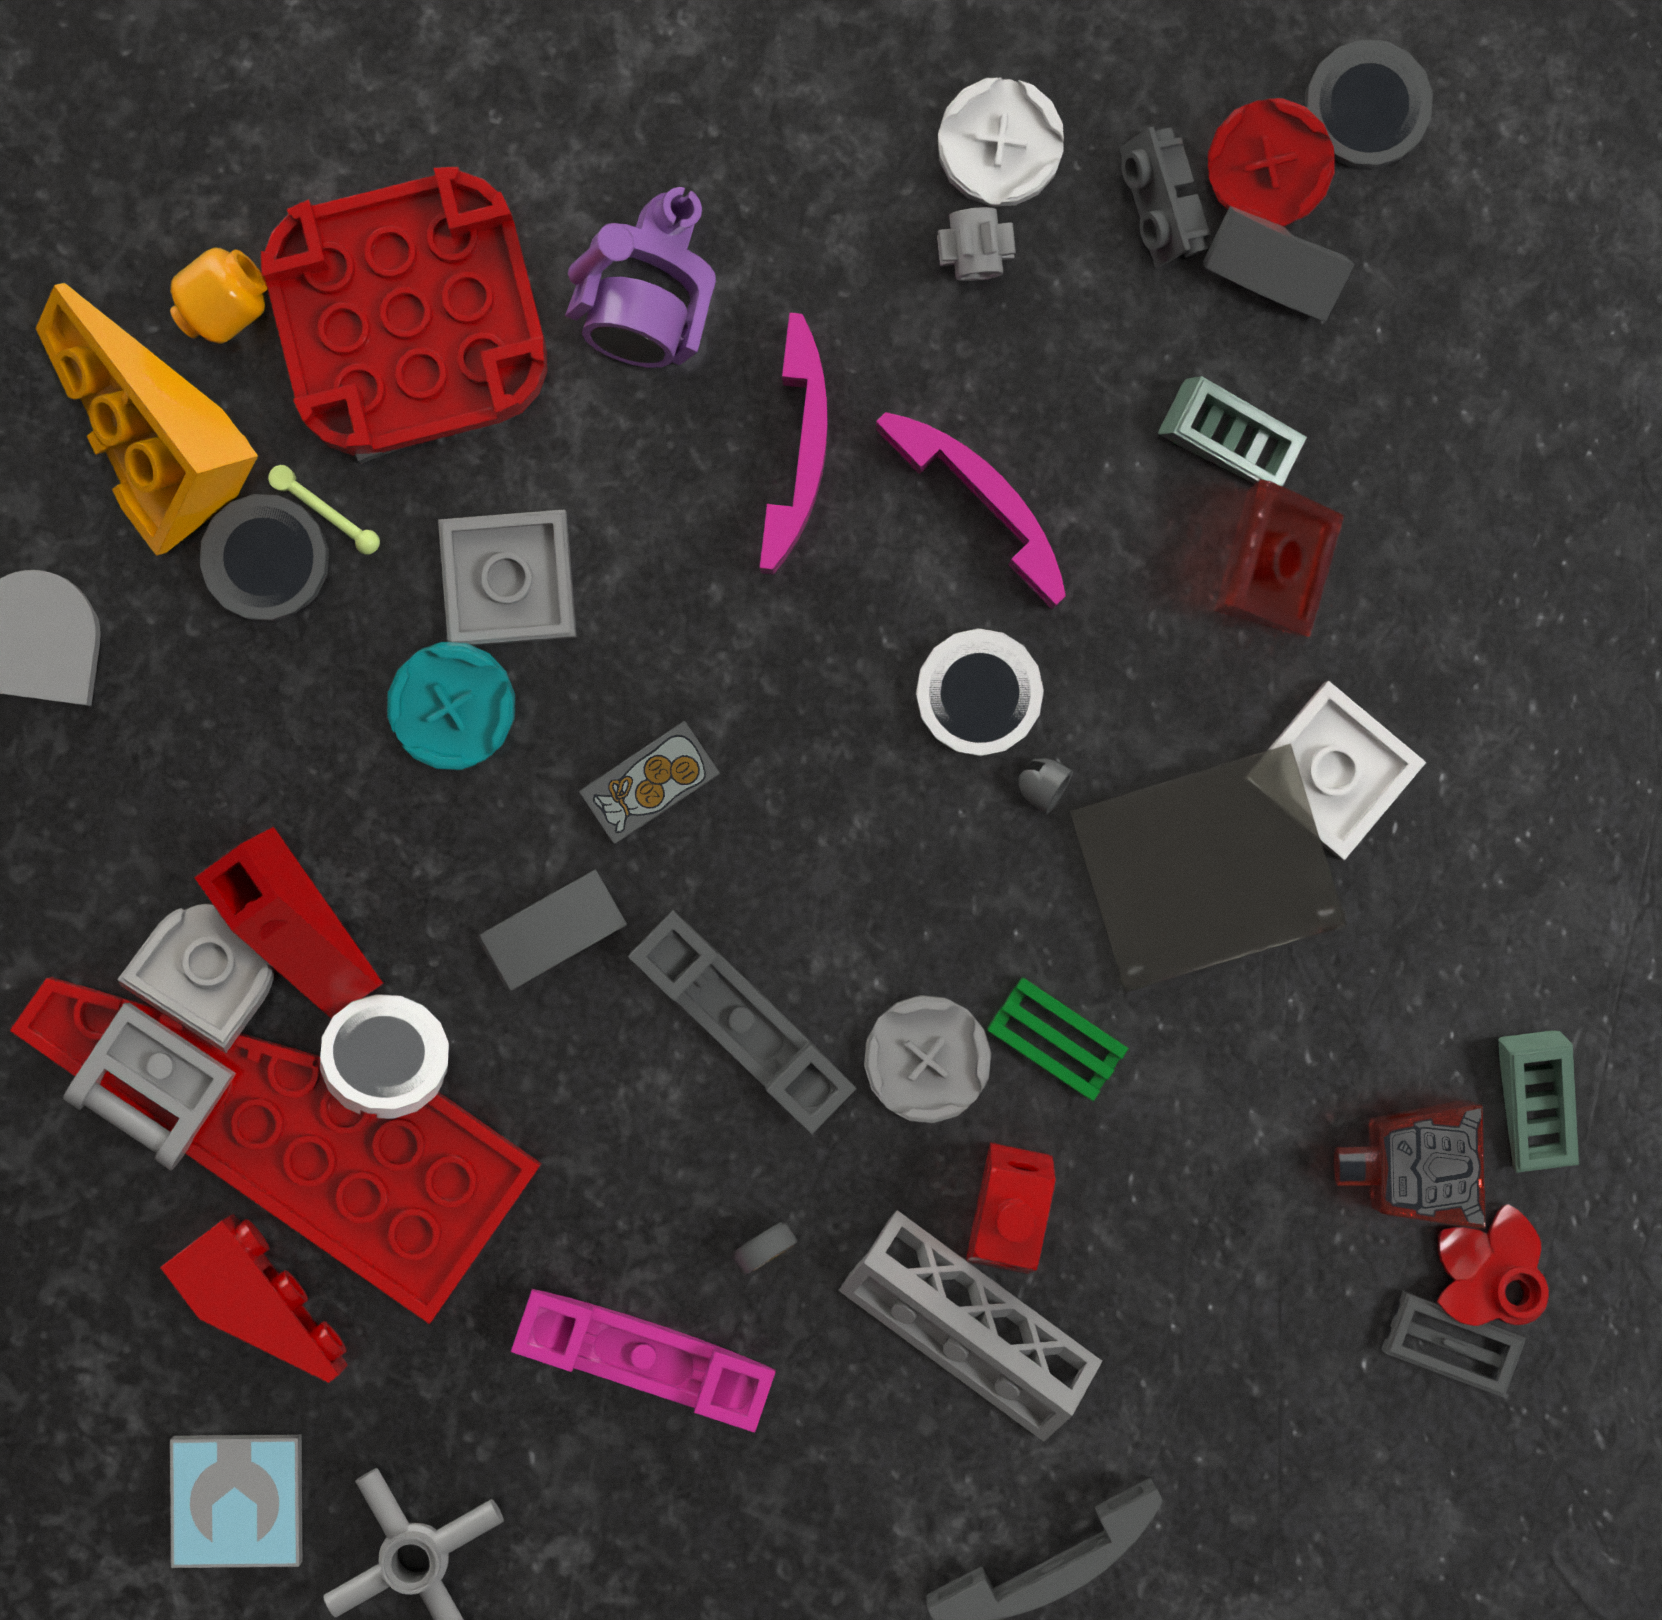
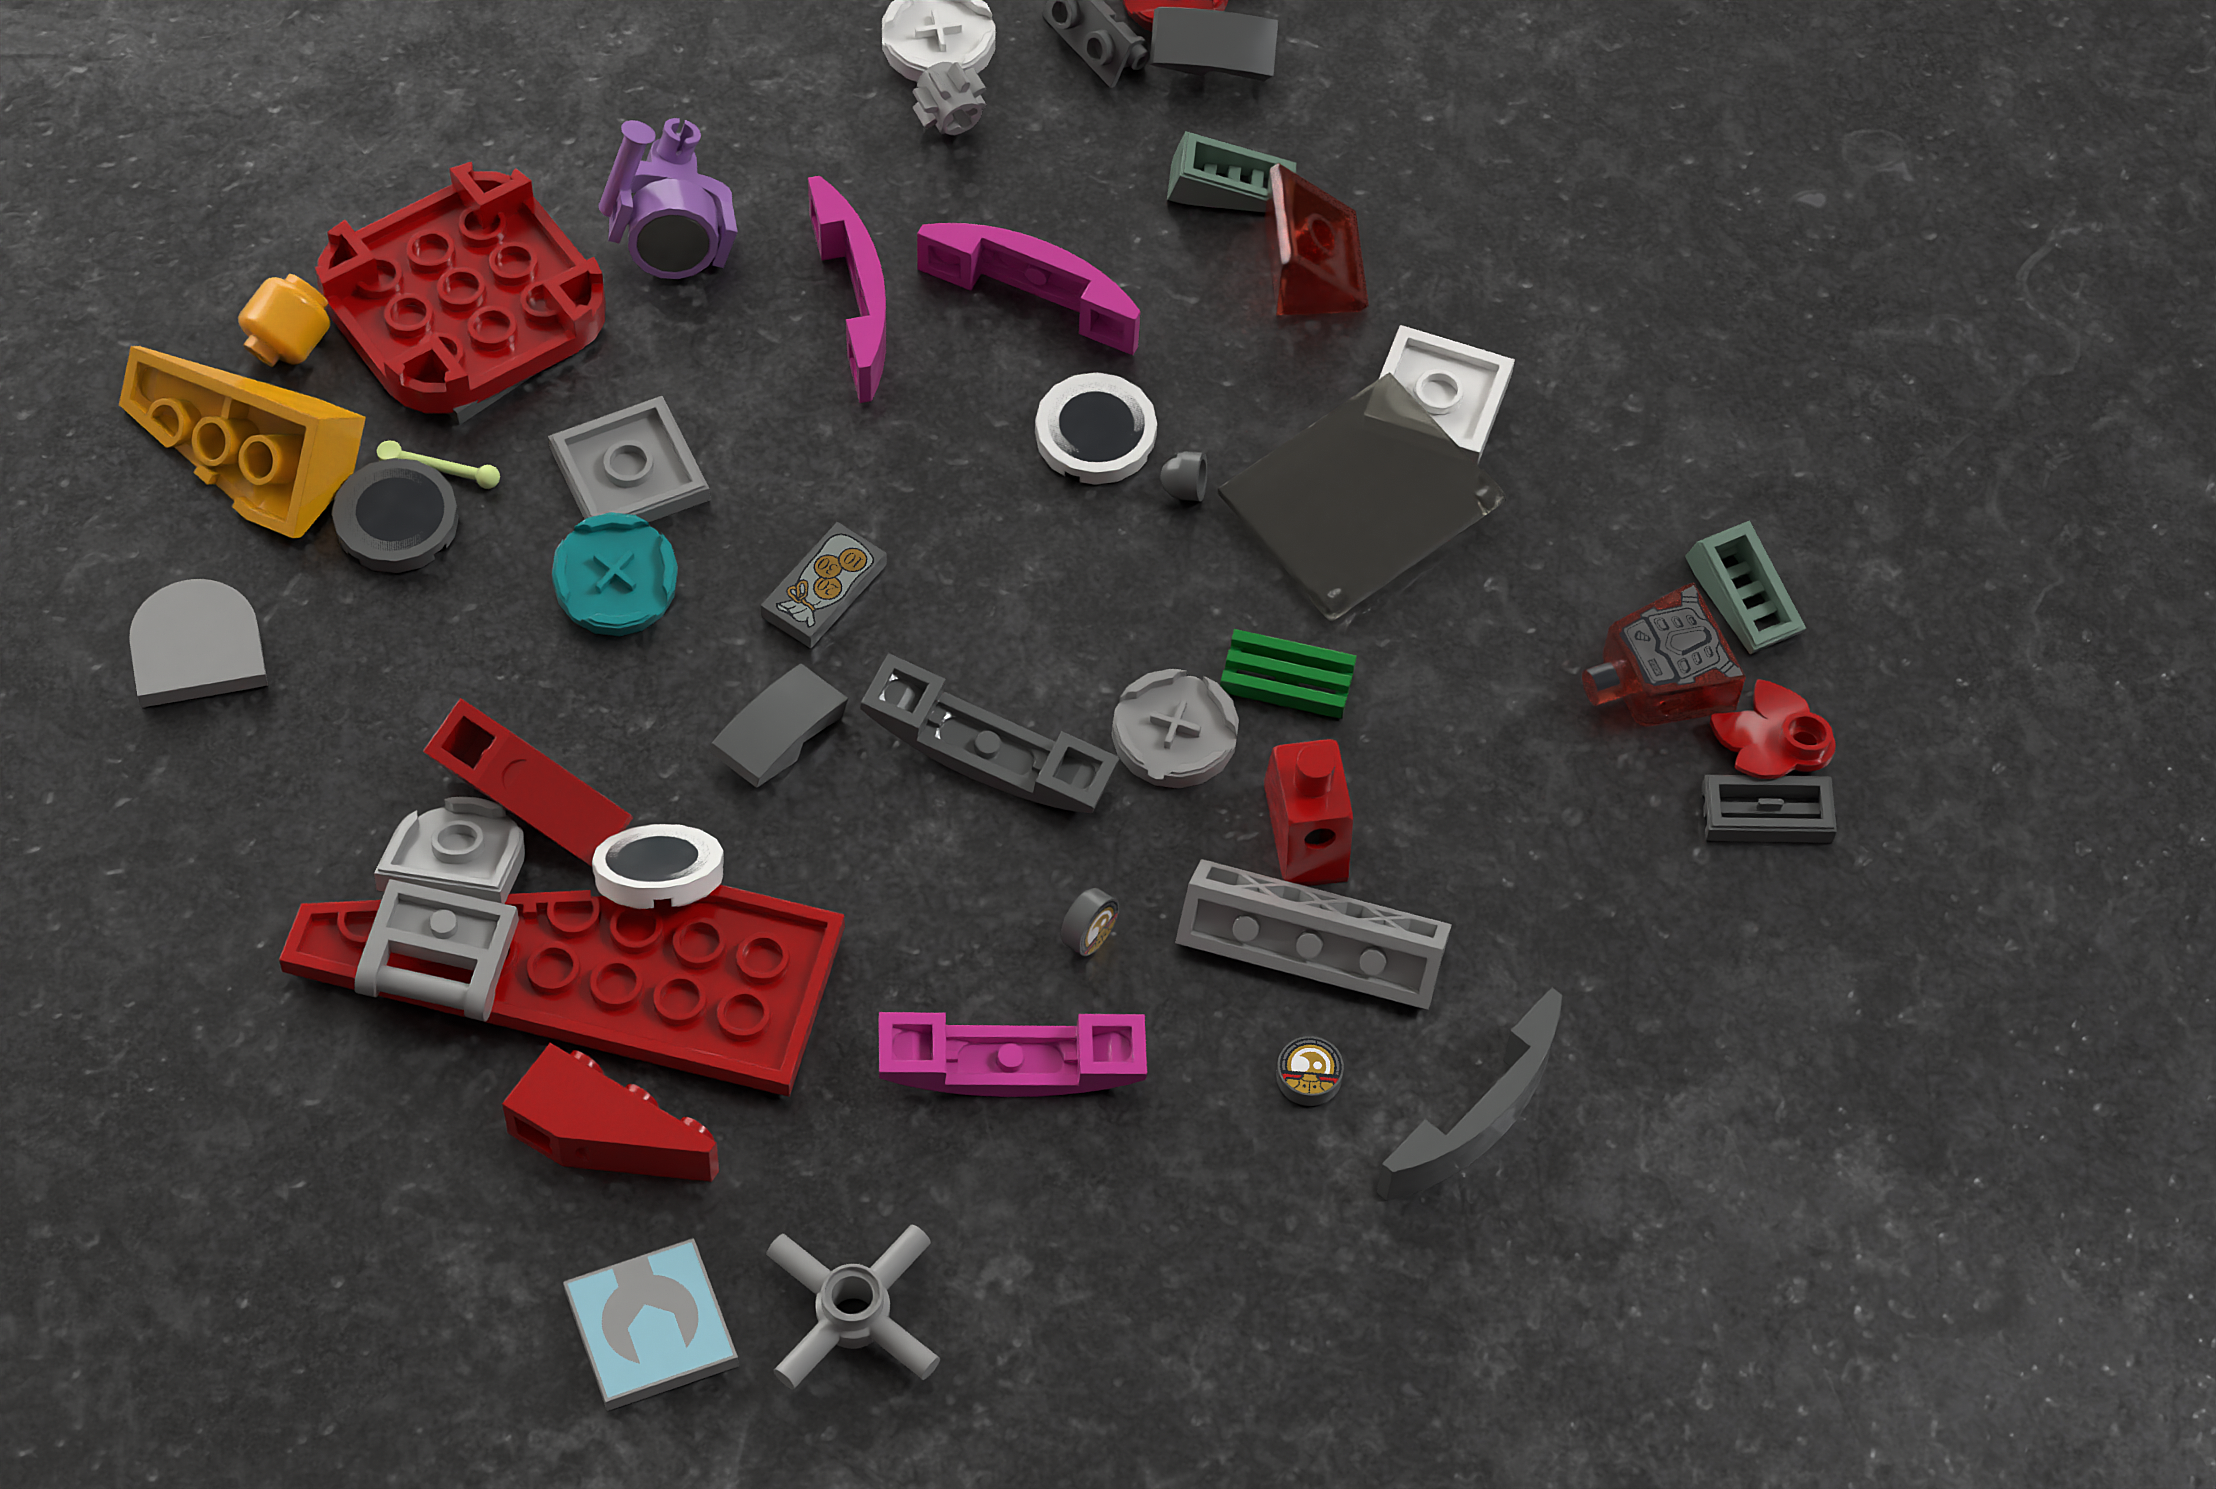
camera: 20 degrees left, 30 degrees down
(911, 1463) = (1309, 1071): none -> tile

